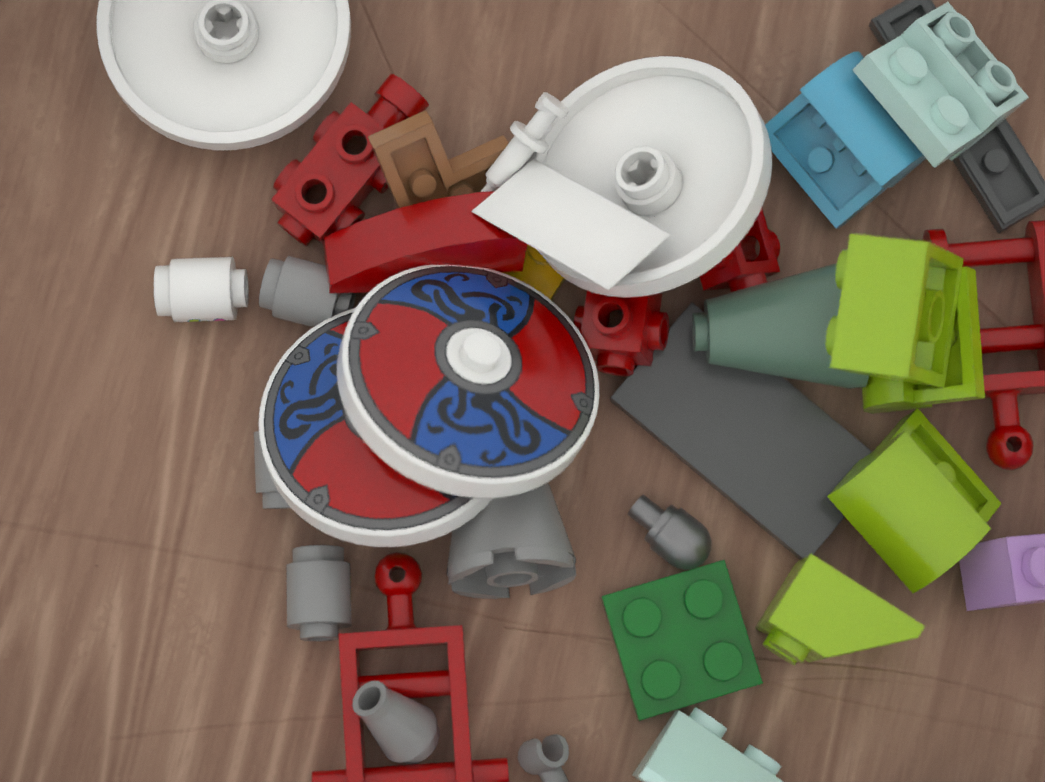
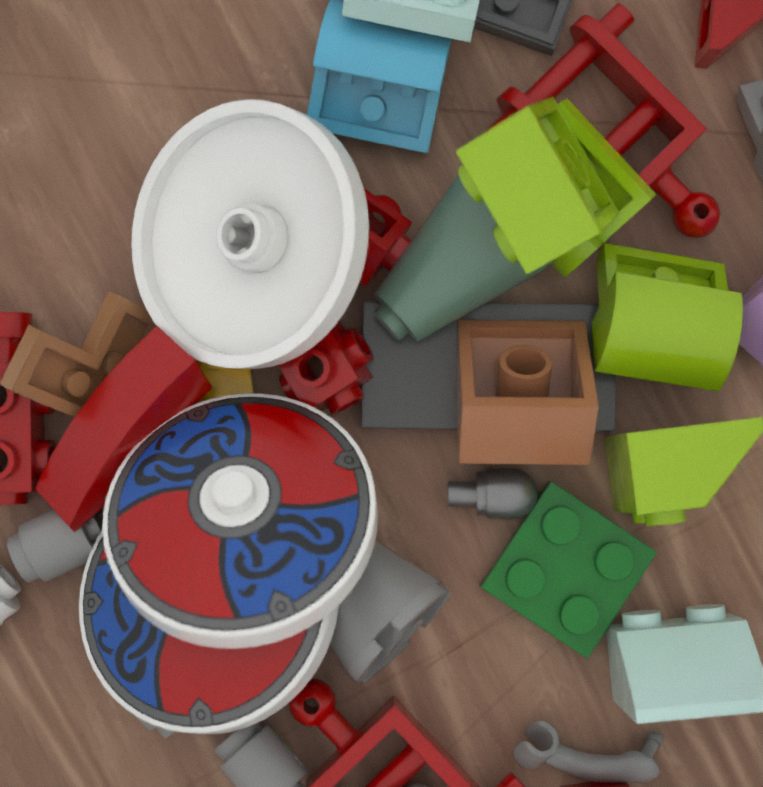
camera: 40 degrees left, 5 degrees up
(525, 142) = (130, 285): white piece -> none
(571, 224) = (222, 324): white sticker -> none
(758, 469) = (525, 392): none -> nougat slope

